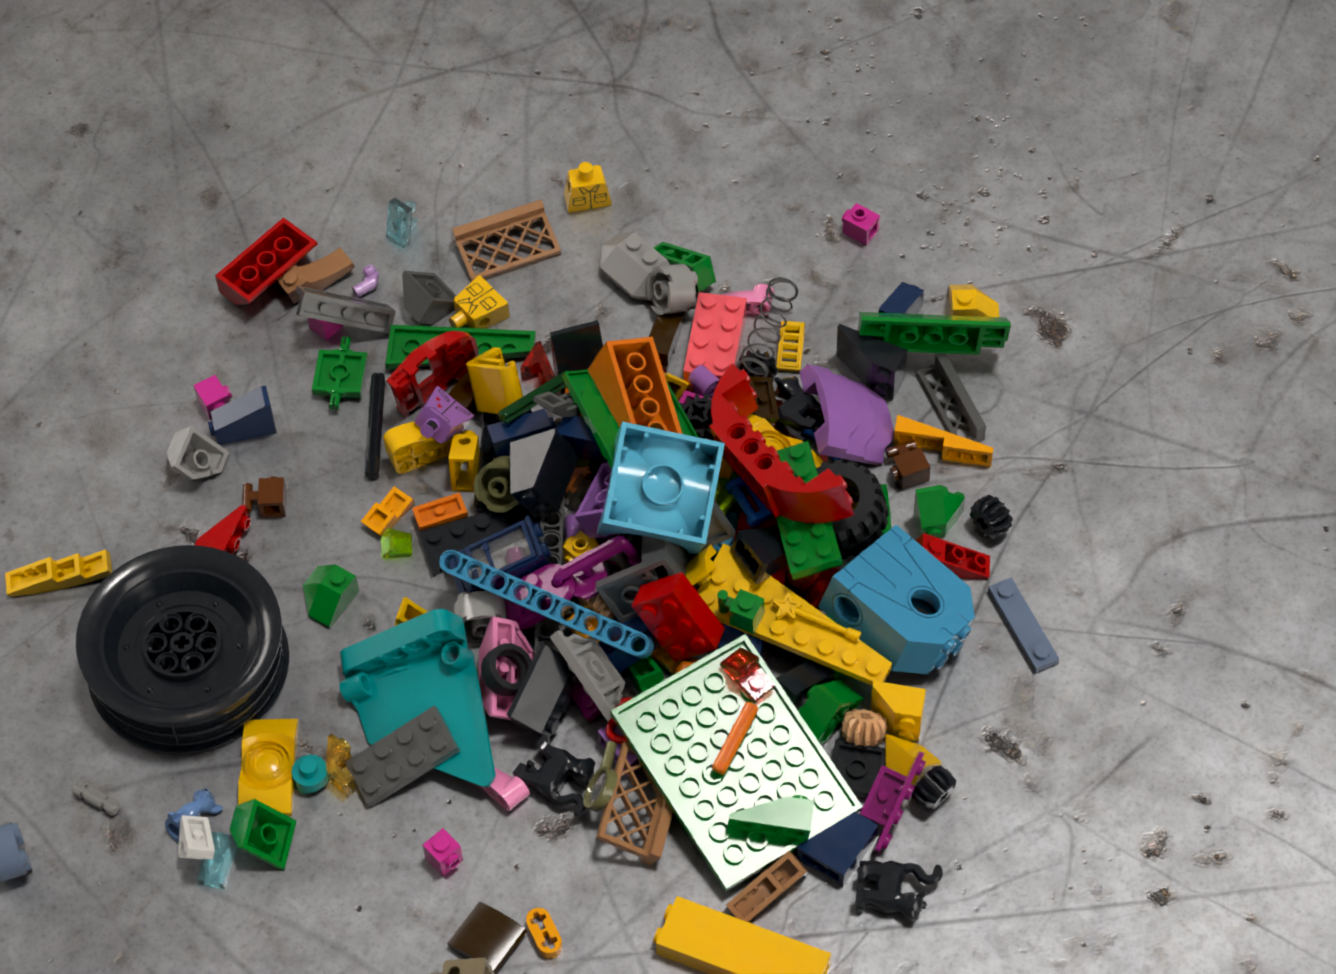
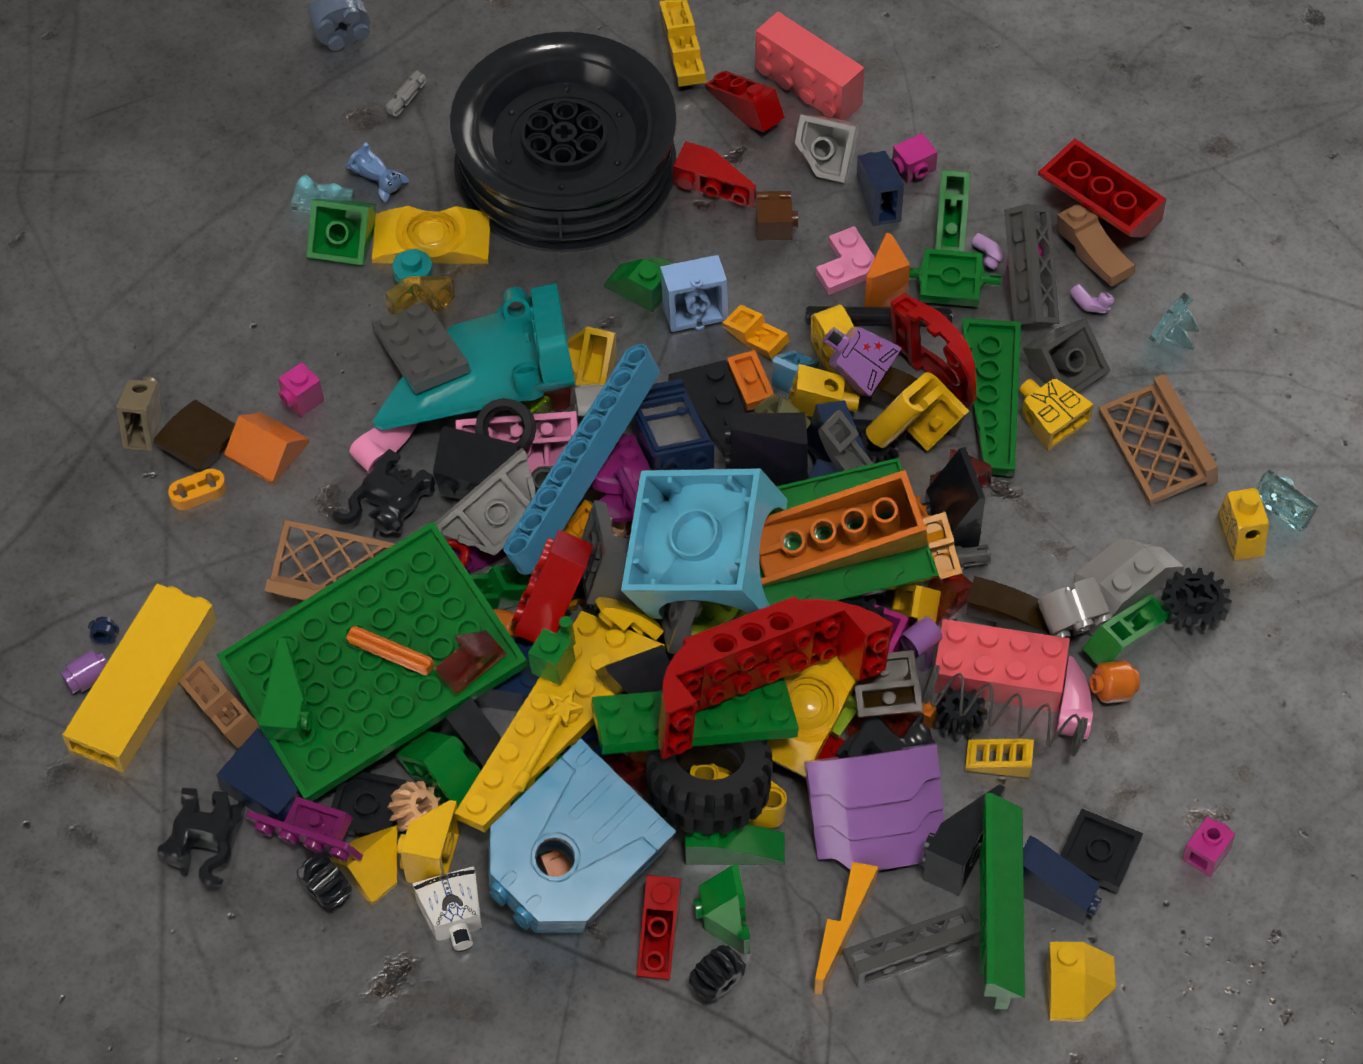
camera: 90 degrees right, 0 degrees up
(111, 467) = (809, 67): none -> coral brick
(134, 521) = (748, 100): none -> red slope
(195, 838) = (329, 164): white slope -> none
(273, 370) = (952, 210): none -> green slope
(311, 346) = (991, 248): none -> lavender arm
(318, 442) = (851, 263): none -> bright pink plate
(342, 410) = (887, 275): none -> orange slope
(356, 545) = (694, 293): none -> light blue brick
(396, 544) = (711, 343): clear neon green slope -> none
(431, 480) = (785, 368): none -> dark azure slope
(498, 880) = (264, 445): none -> orange slope
(526, 402) = (887, 449): dark green axle -> none
(557, 170) = (1286, 501): none -> clear light blue tile
(603, 781) = (363, 529): olive piece -> none
(654, 222) = (1196, 600): none -> black gear
(726, 273) = (1115, 681): none -> orange head
(866, 287) = (1101, 848): none -> black plate
(908, 465) = (806, 887): reddish brown brick -> none
(946, 700) = (451, 906): none -> white torso
(1023, 625) = (561, 1011): sand blue plate -> none

